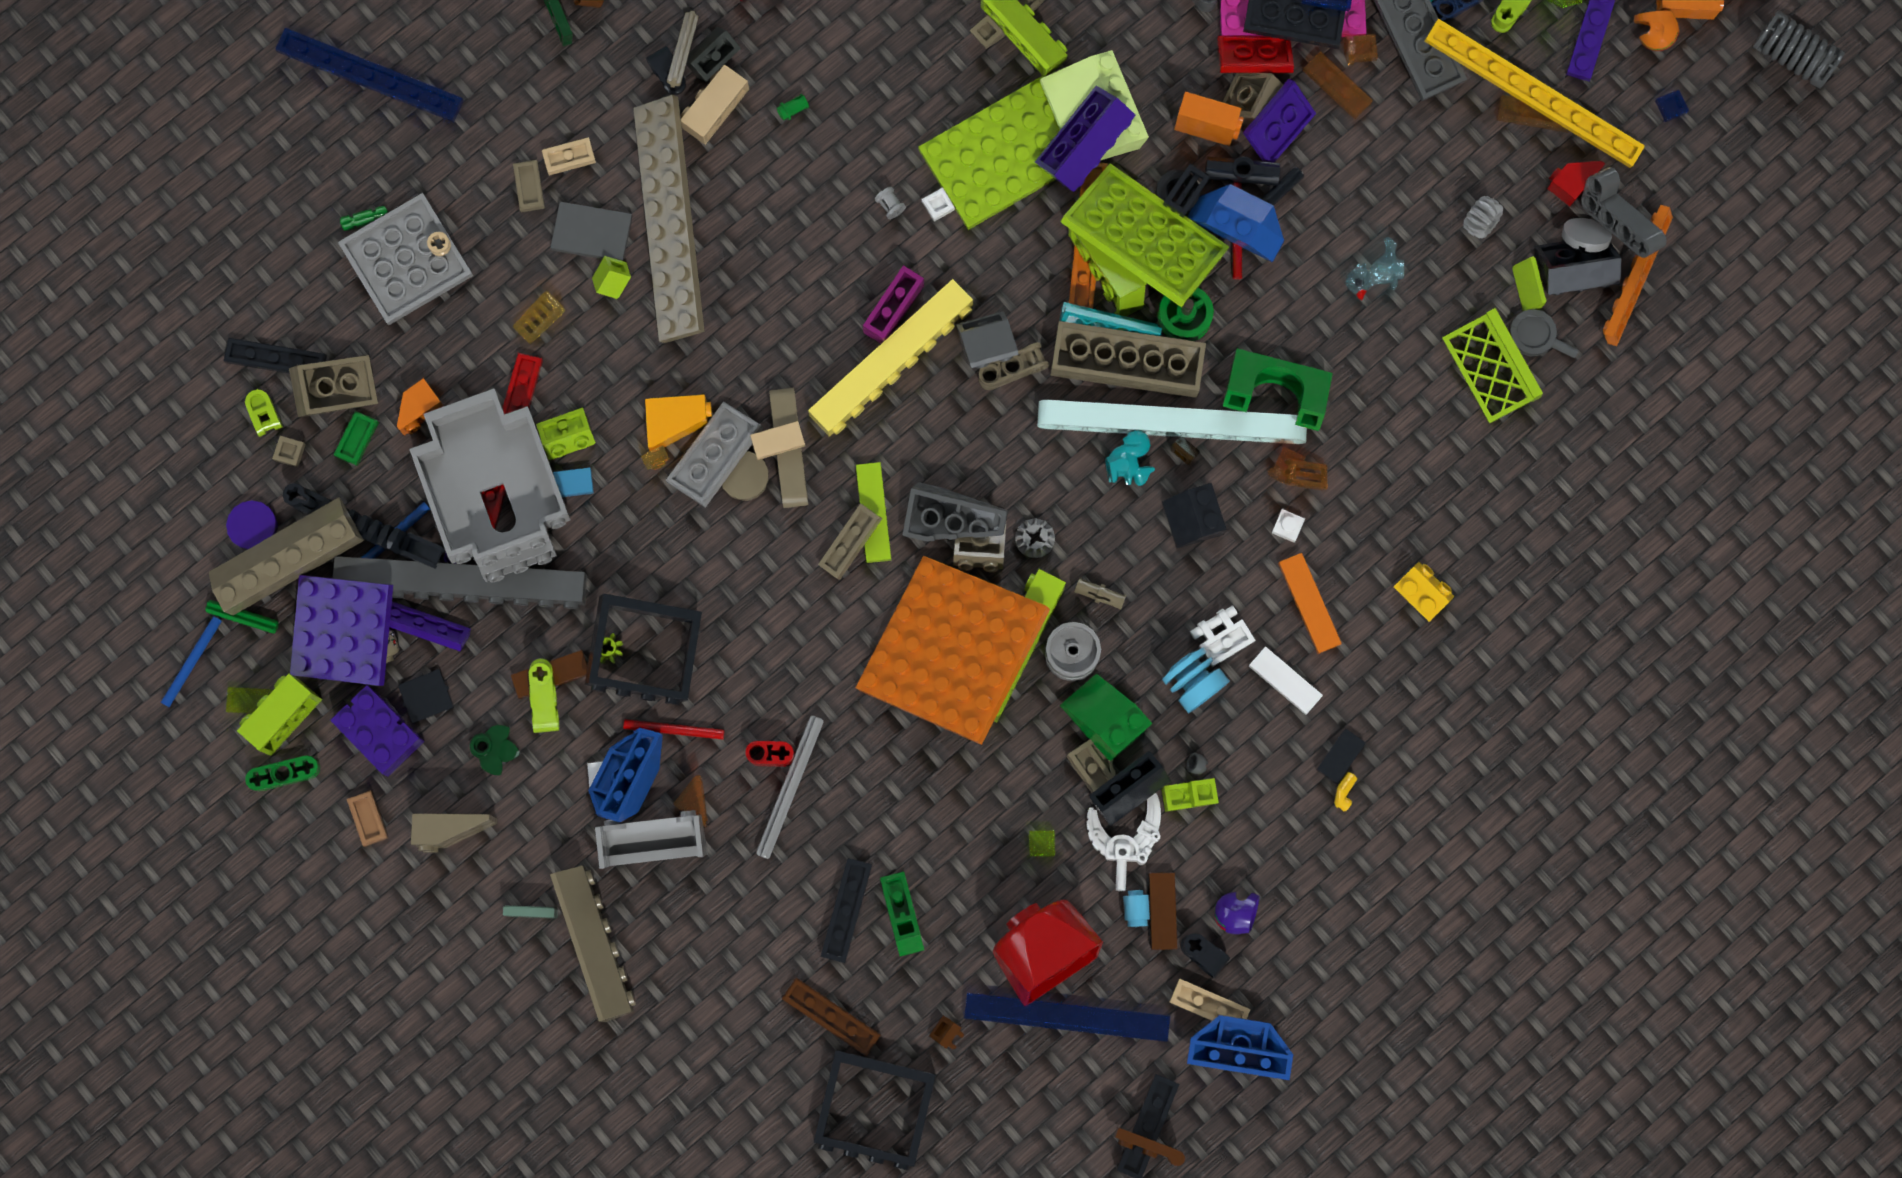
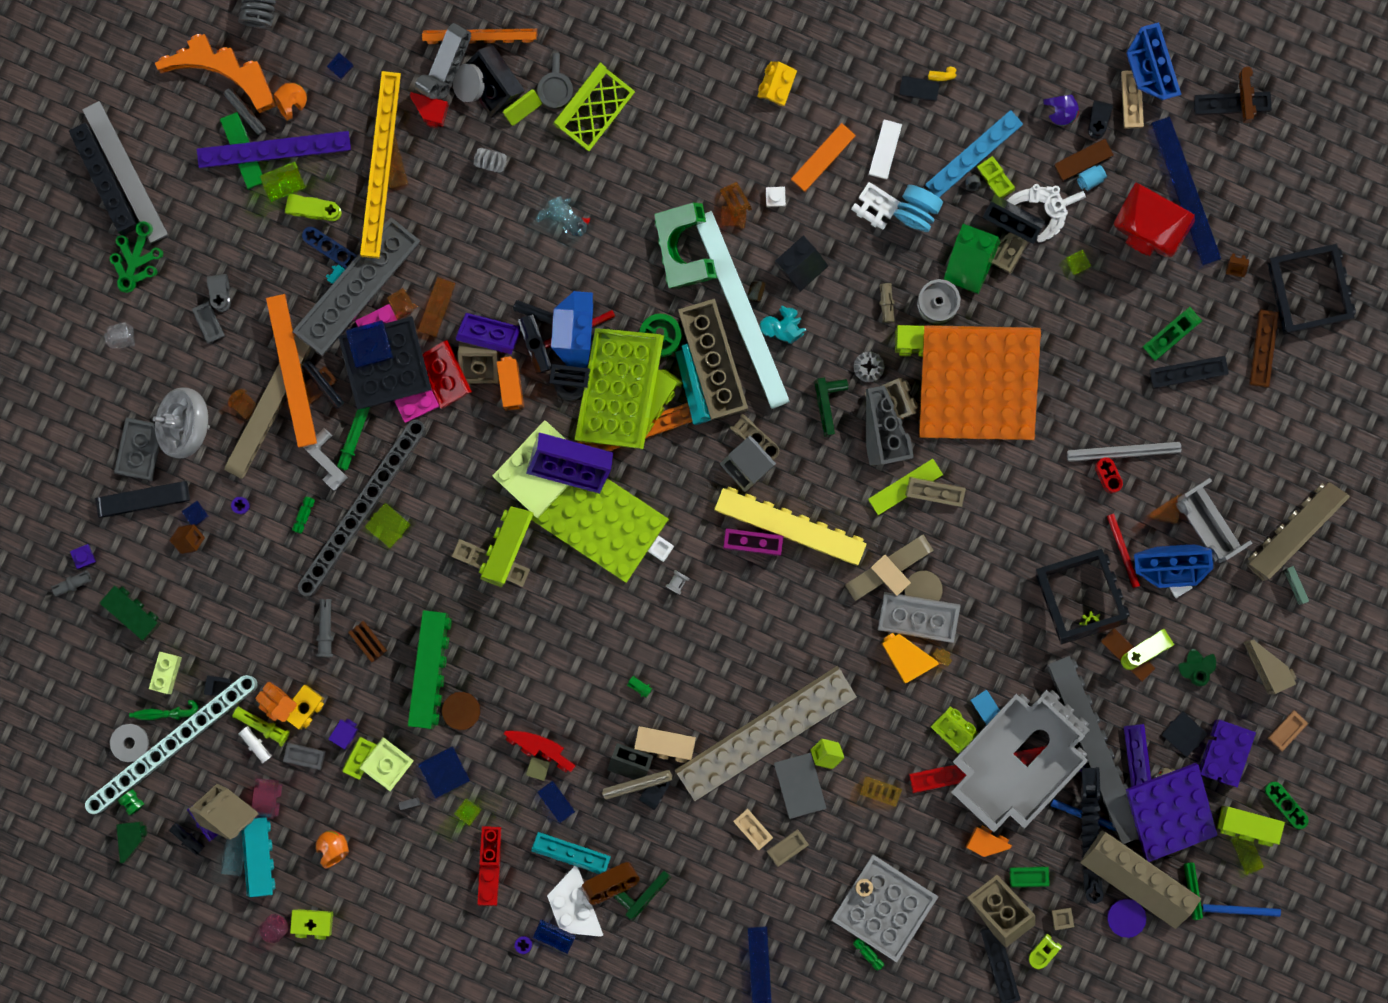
camera: 110 degrees left, 5 degrees up
(1033, 470) = (822, 389): none -> dark green piece
(1230, 783) = (974, 154): none -> dark azure plate

